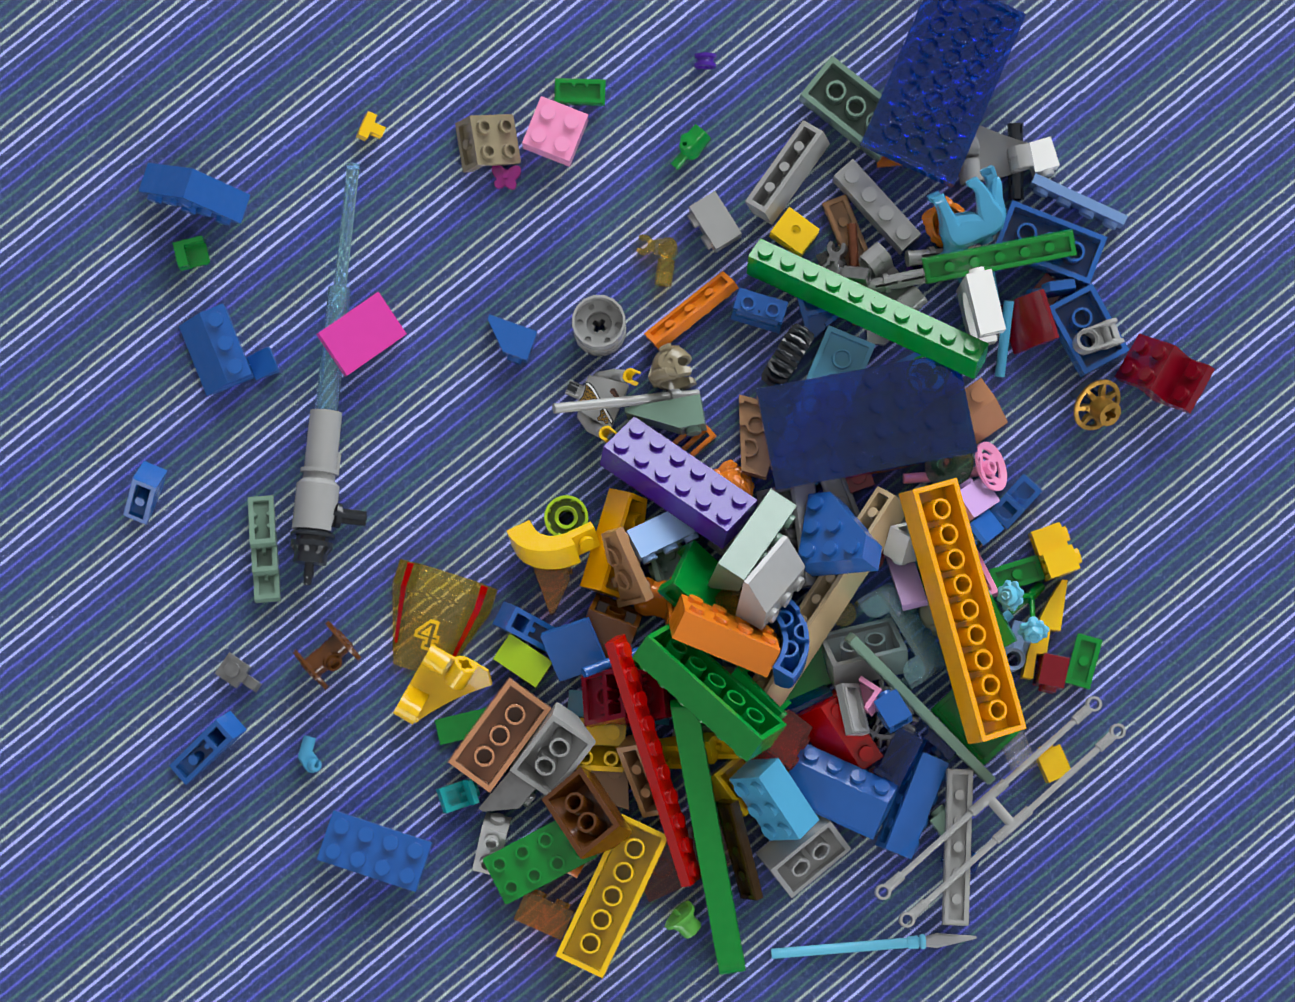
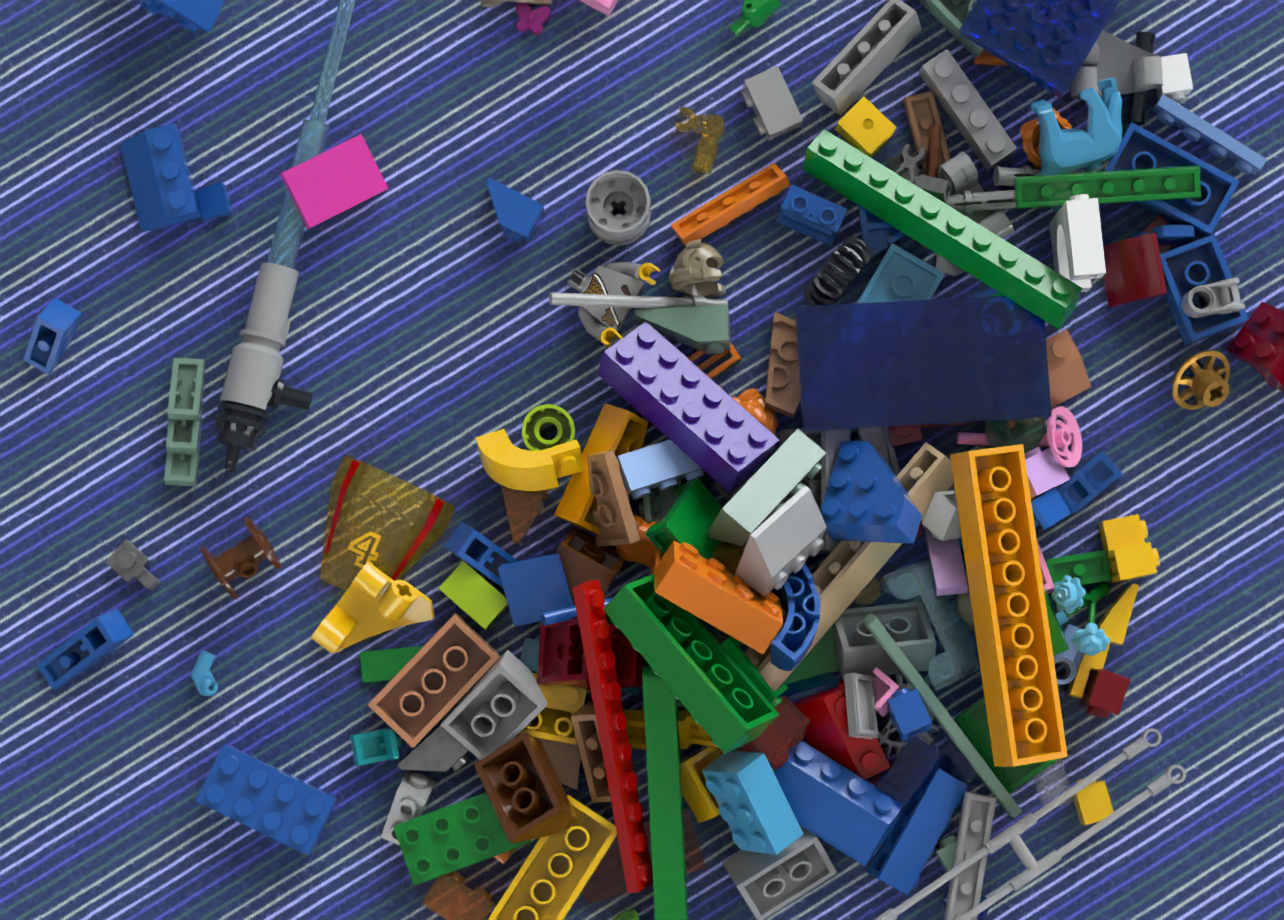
camera: 10 degrees right, 0 degrees up
(191, 253) = (146, 59): green panel -> none
(739, 849) = (703, 856): dark brown tile -> none
(1004, 339) = (1099, 289): dark azure bar -> none
(1083, 661) = (1145, 684): green plate -> none

